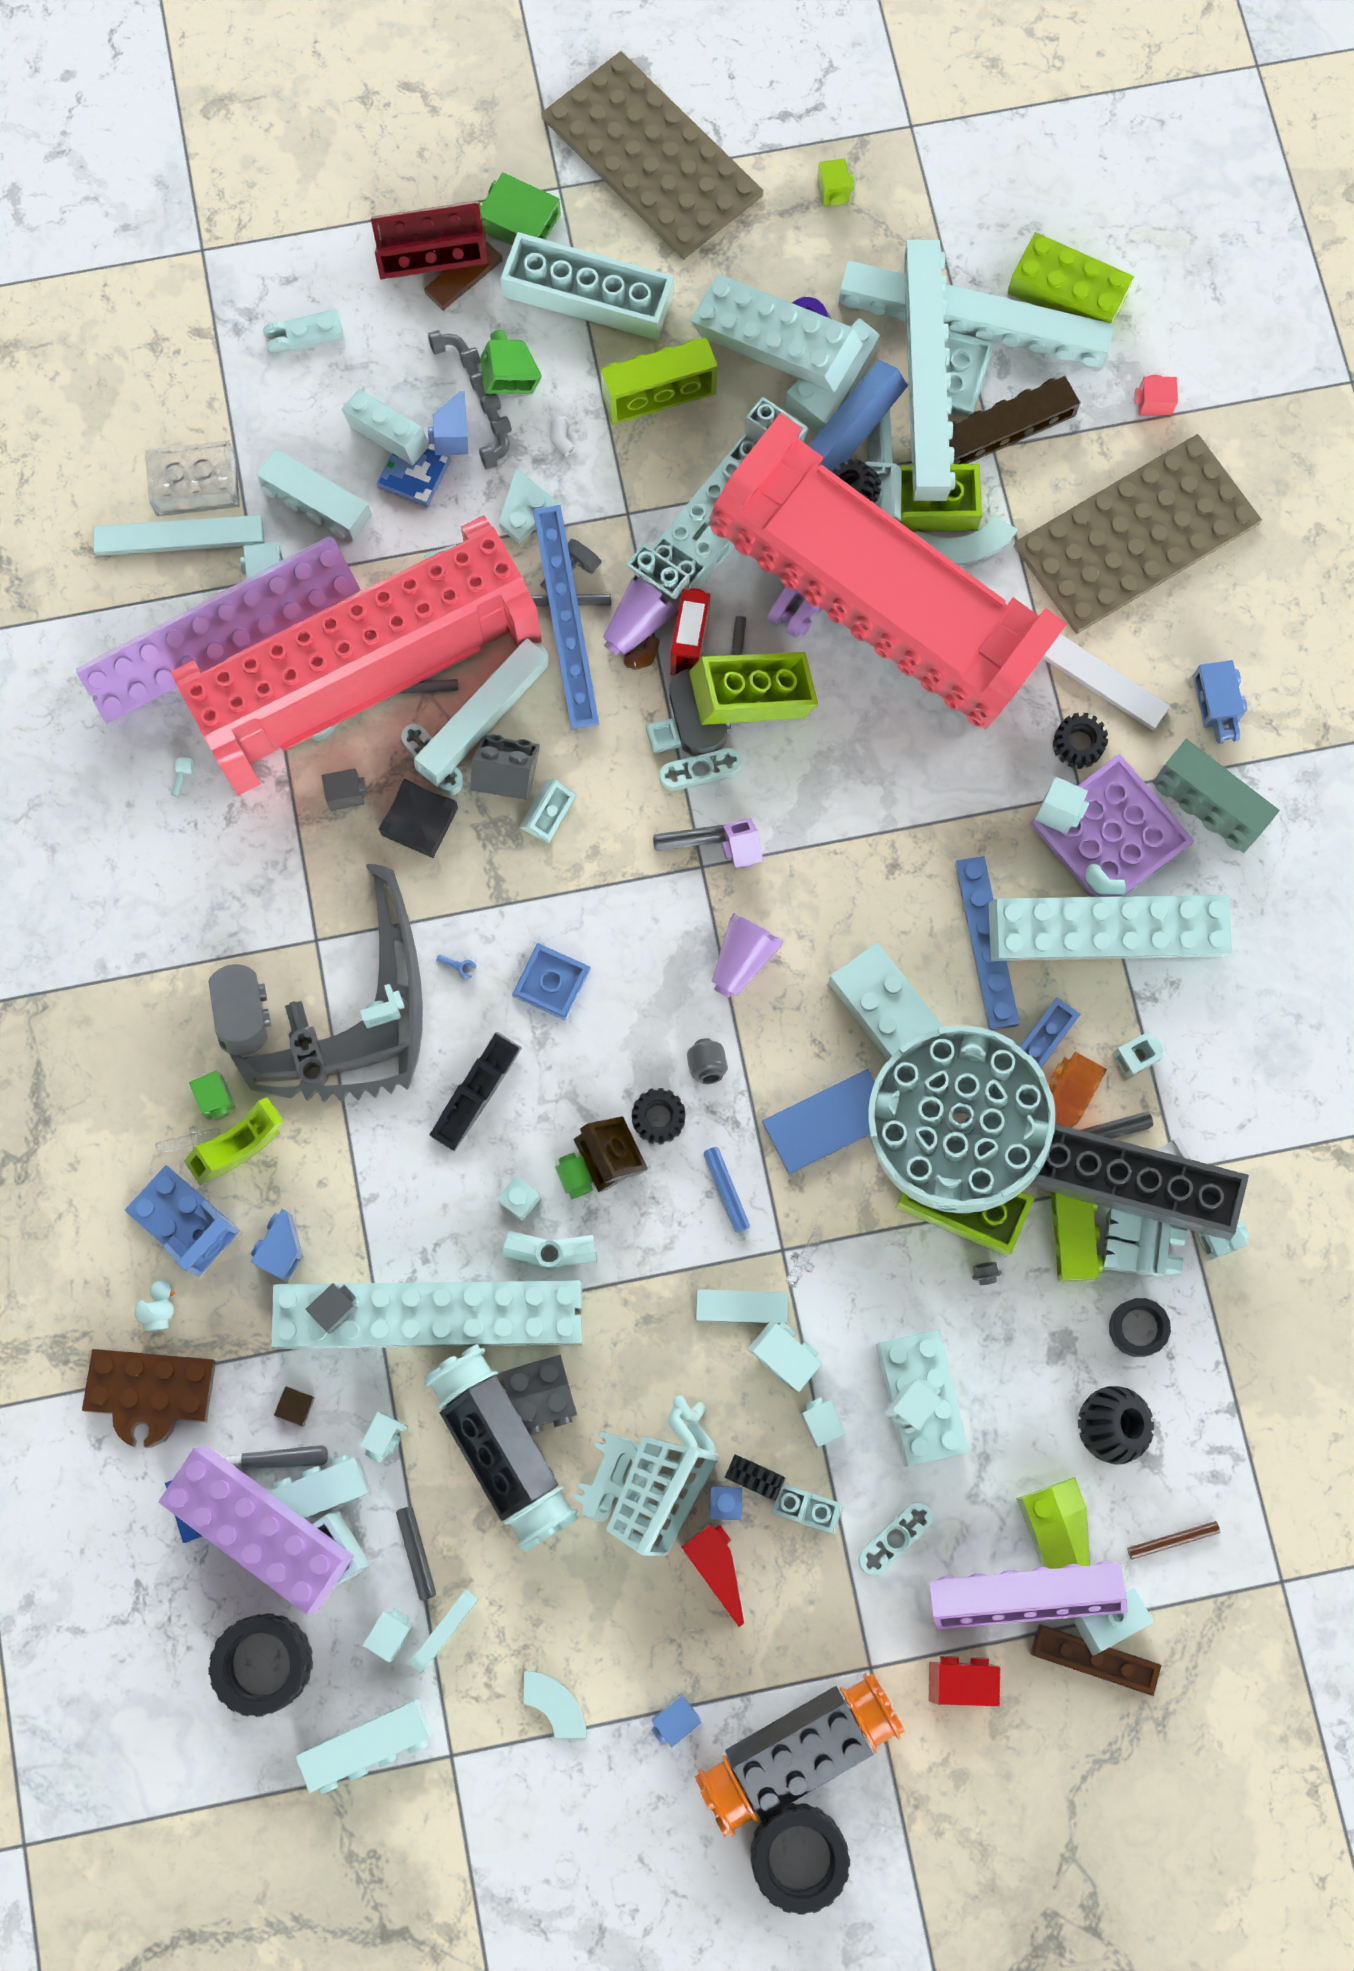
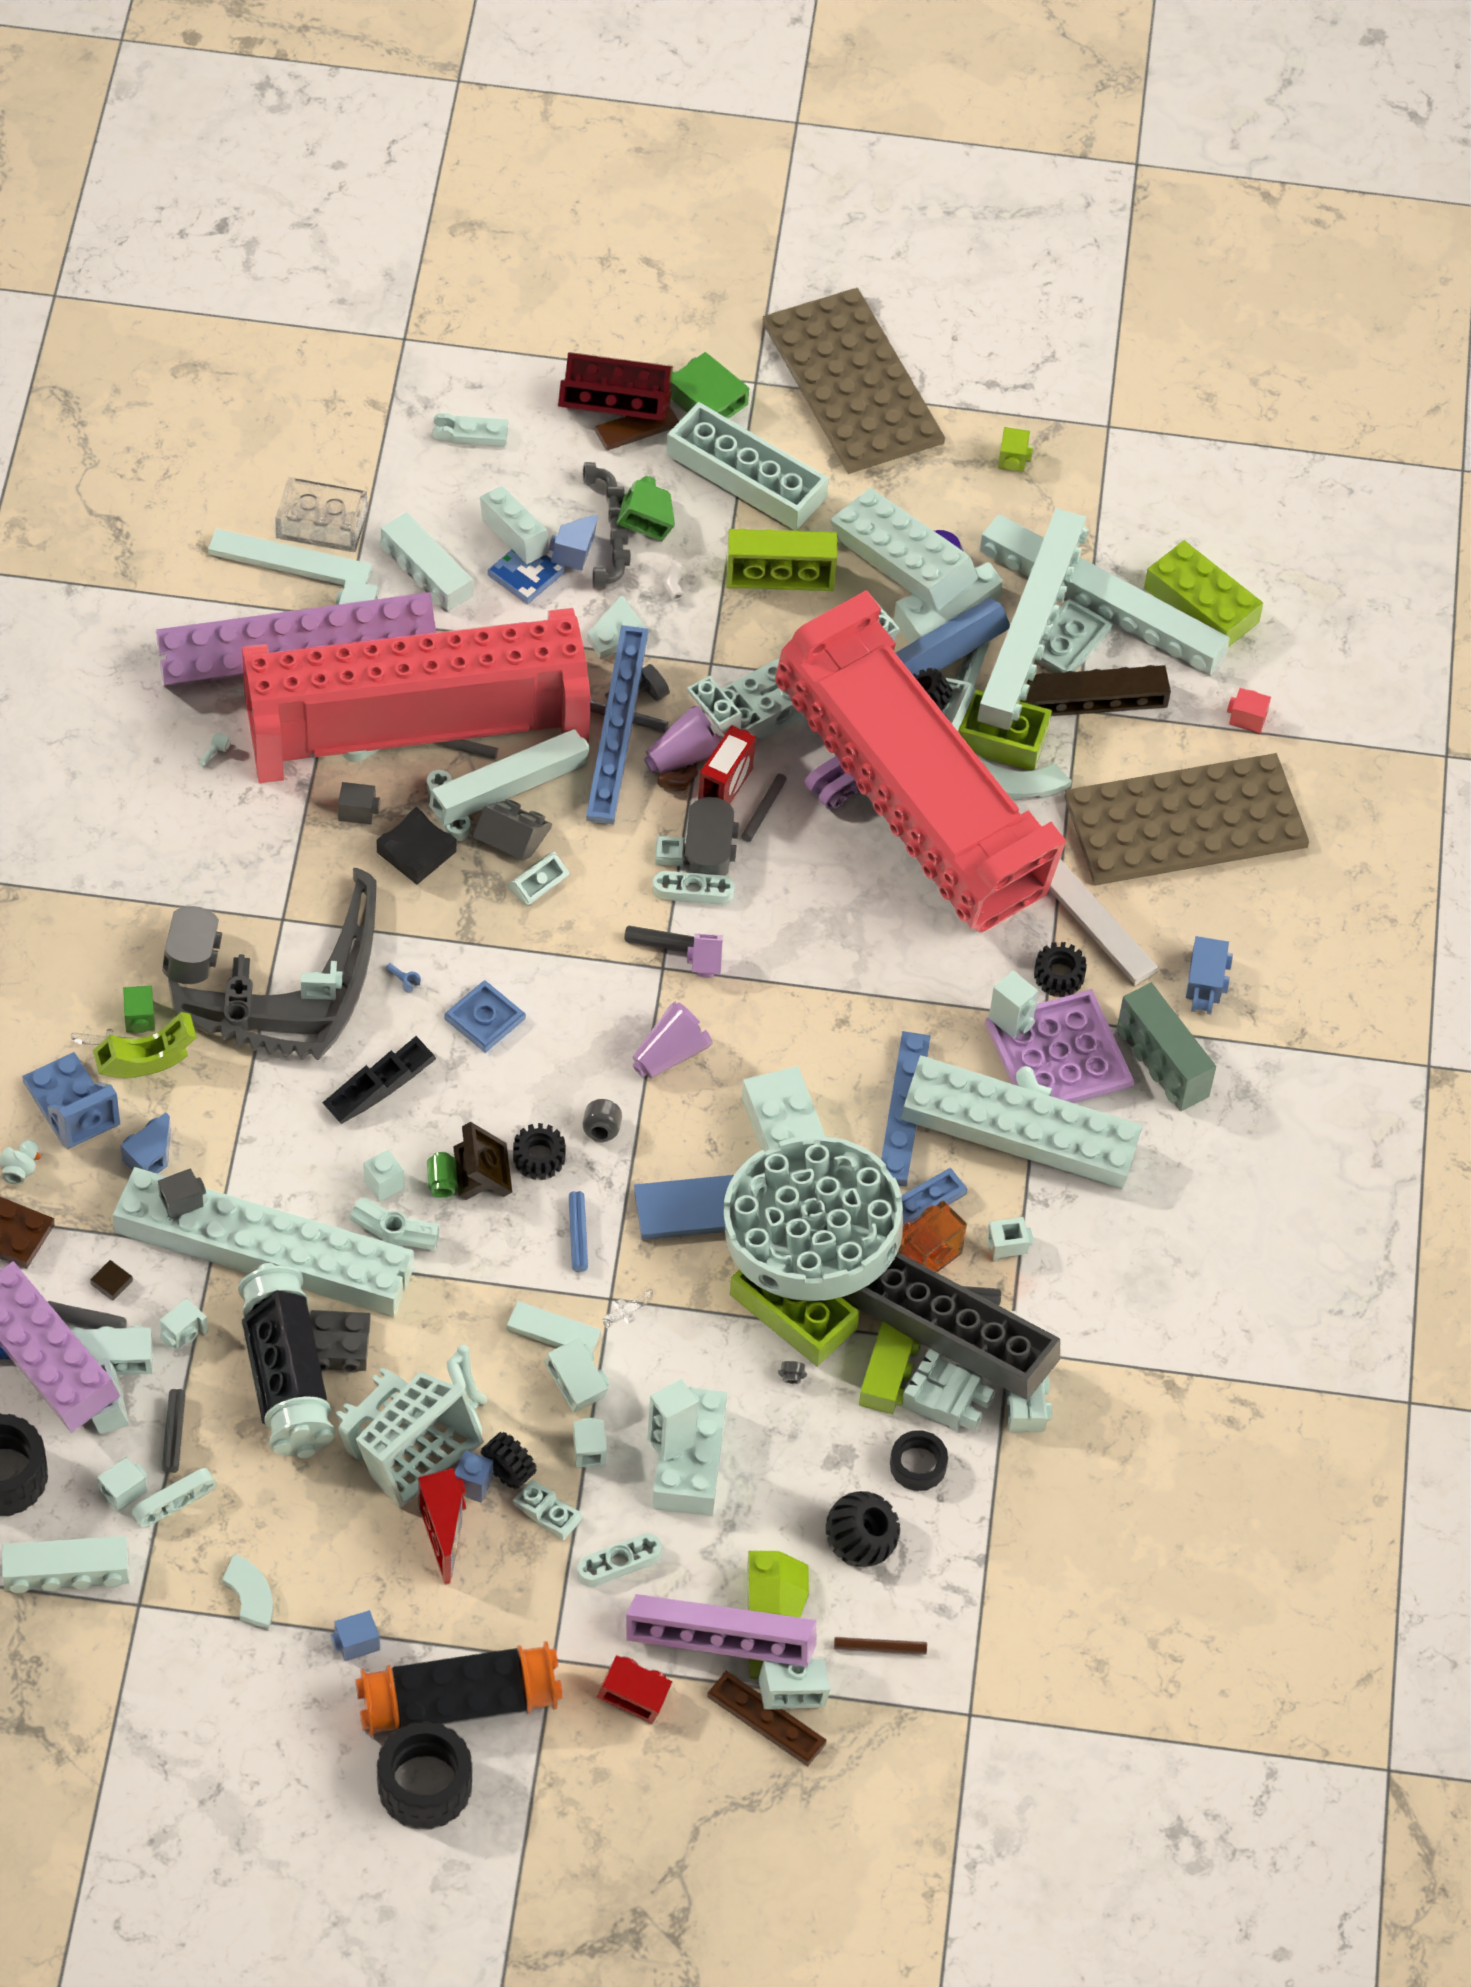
camera: 15 degrees right, 20 degrees down
(753, 687) = (766, 827): lime brick -> none

